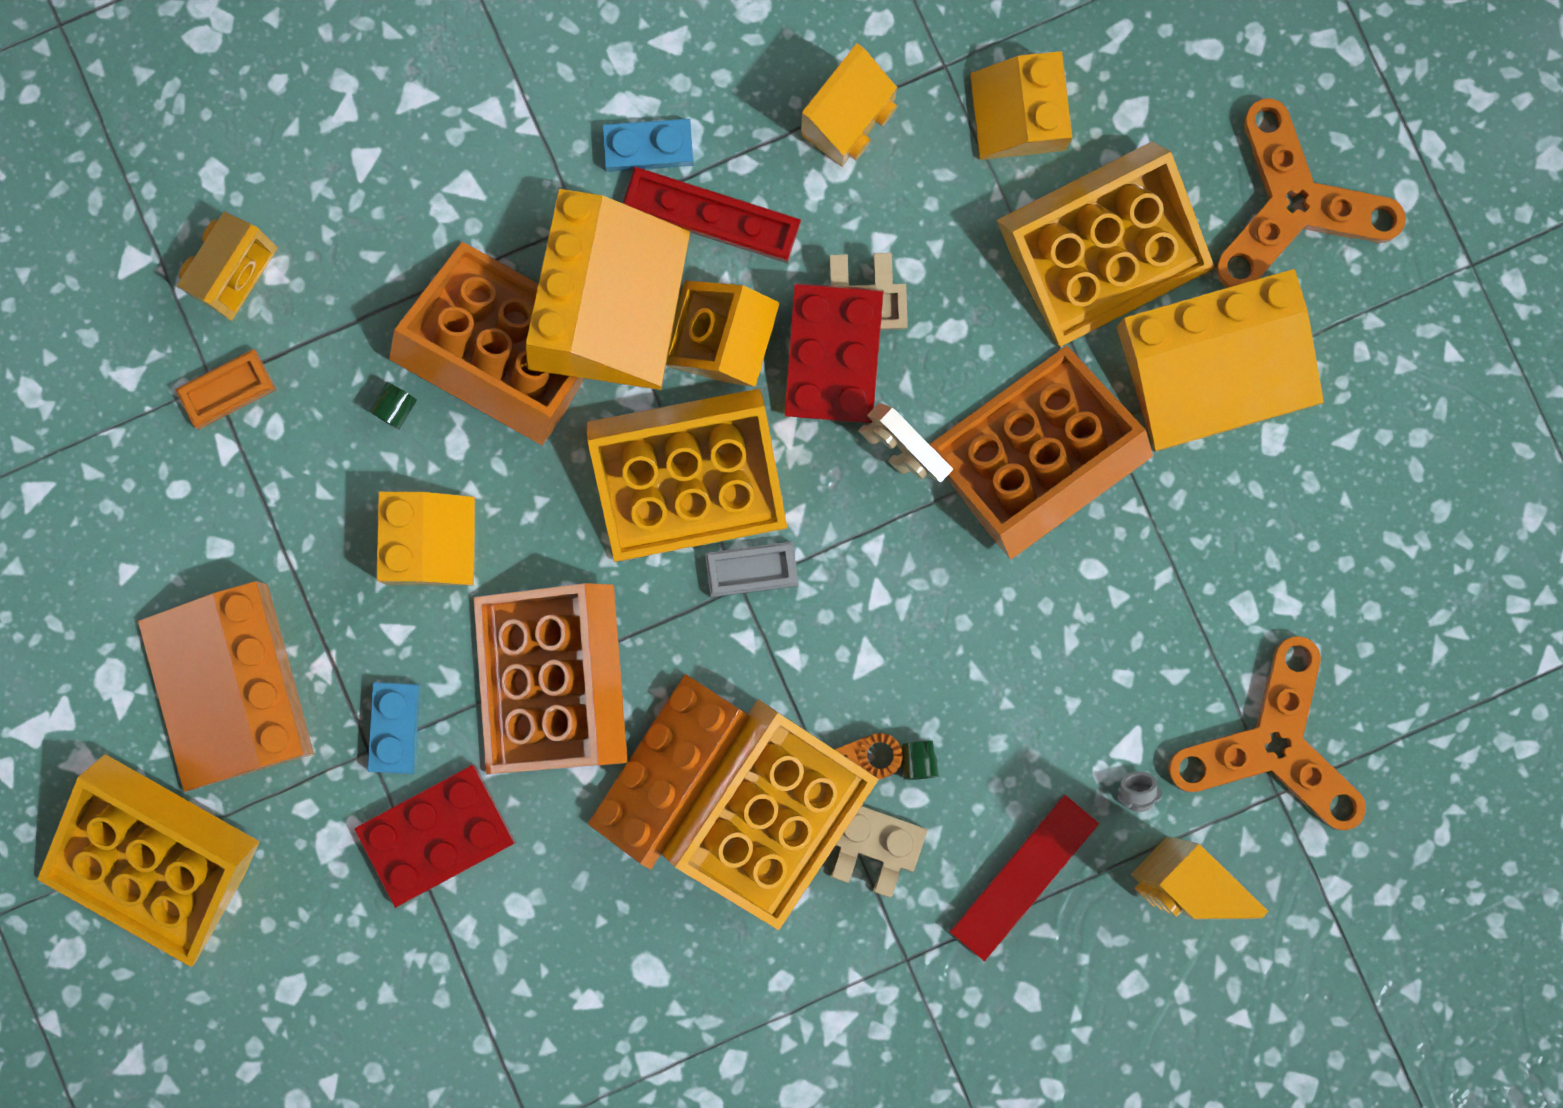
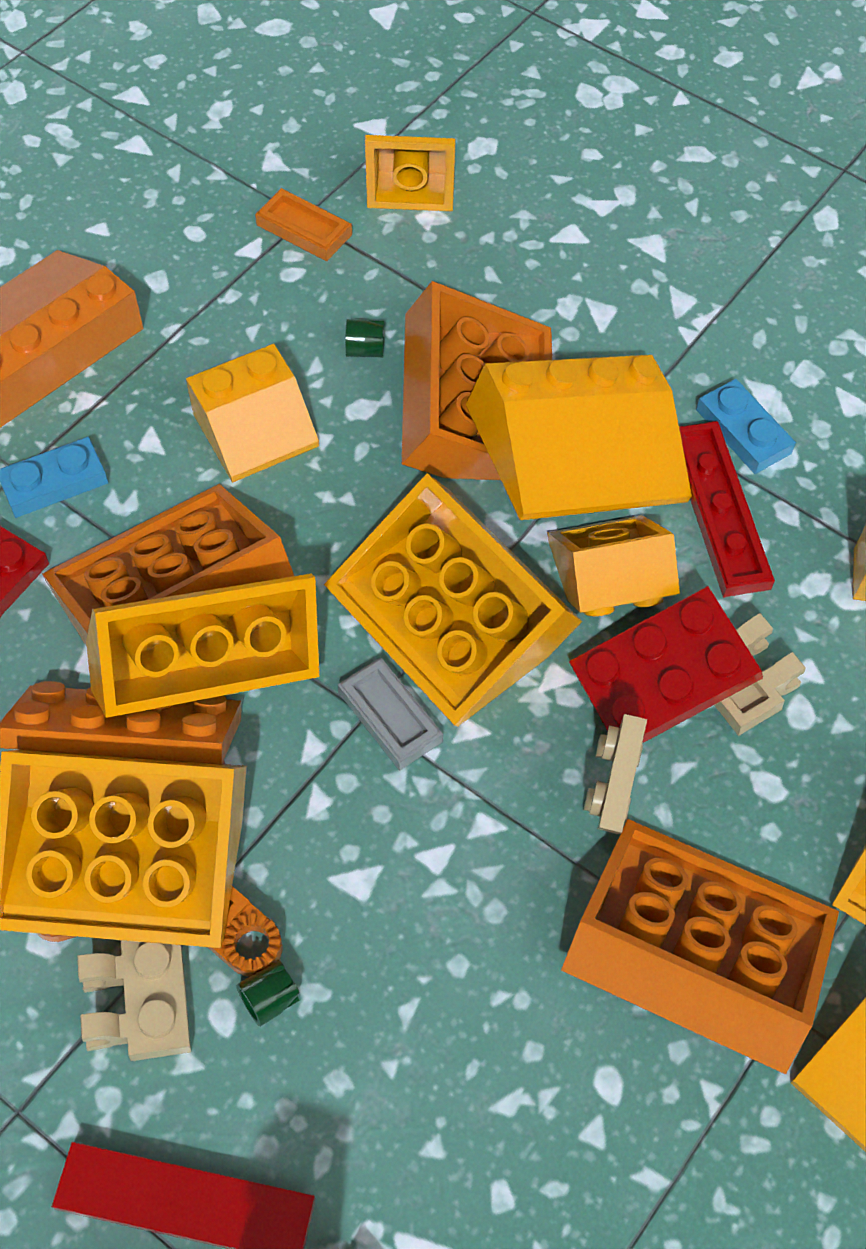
camera: 60 degrees right, 25 degrees down
(654, 686) = (203, 644): none -> light orange slope

